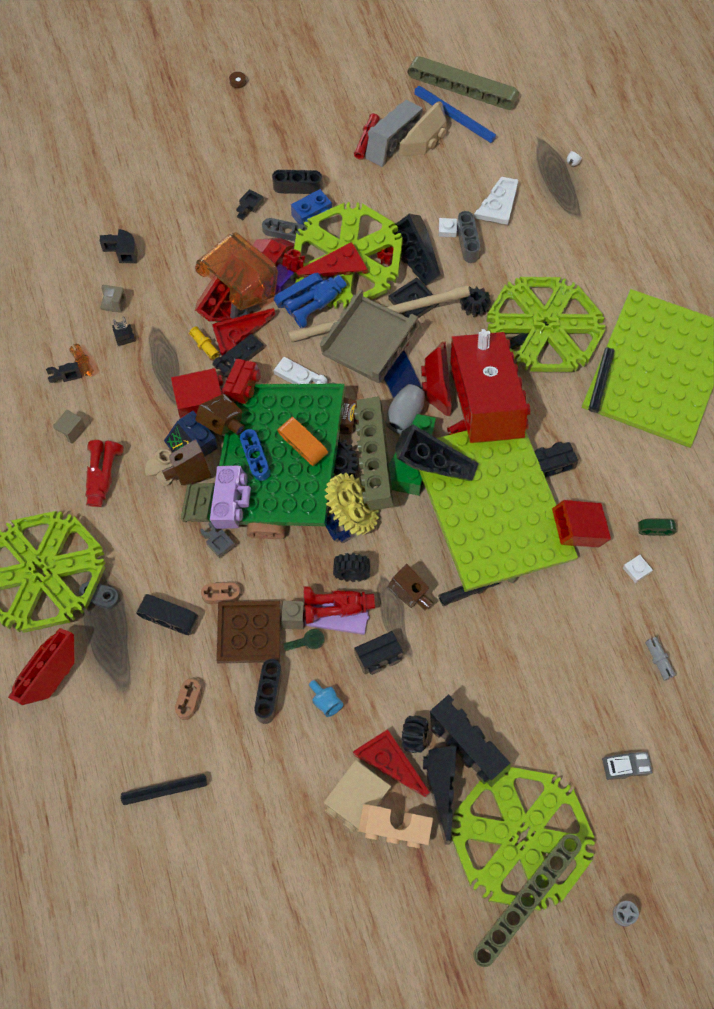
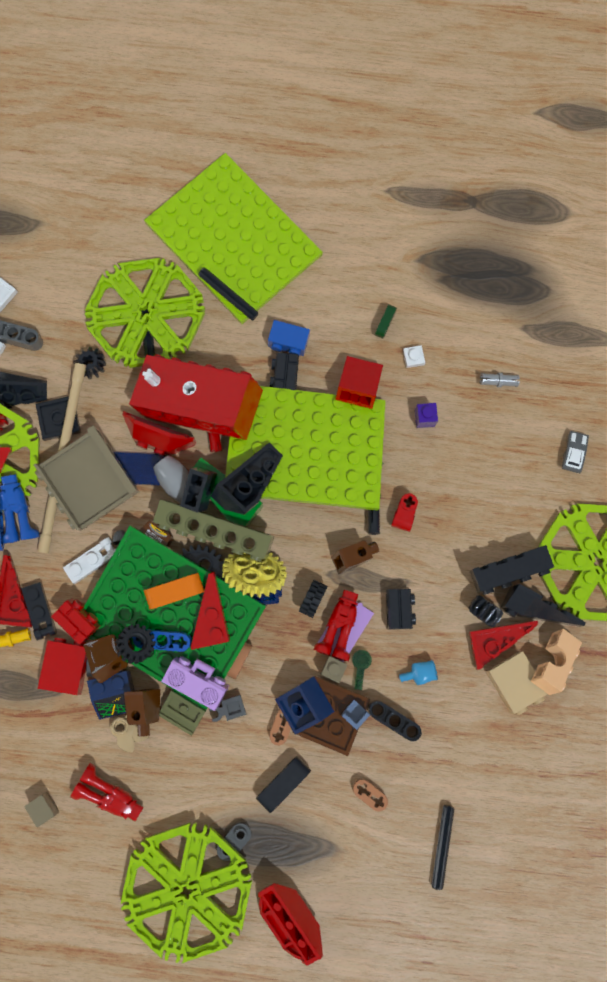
camera: 70 degrees left, 15 degrees up
(233, 436) = (143, 635): none -> black tyre
(248, 598) = (304, 705): none -> dark blue slope
(257, 648) = (355, 714): none -> sand blue panel
(288, 485) = (211, 621): none -> red wing
(401, 418) = (198, 489): none -> black brick
(474, 621) = (404, 515): none -> red piece
(583, 600) = (426, 415): none -> dark purple brick
(589, 447) = (288, 338): none -> blue brick

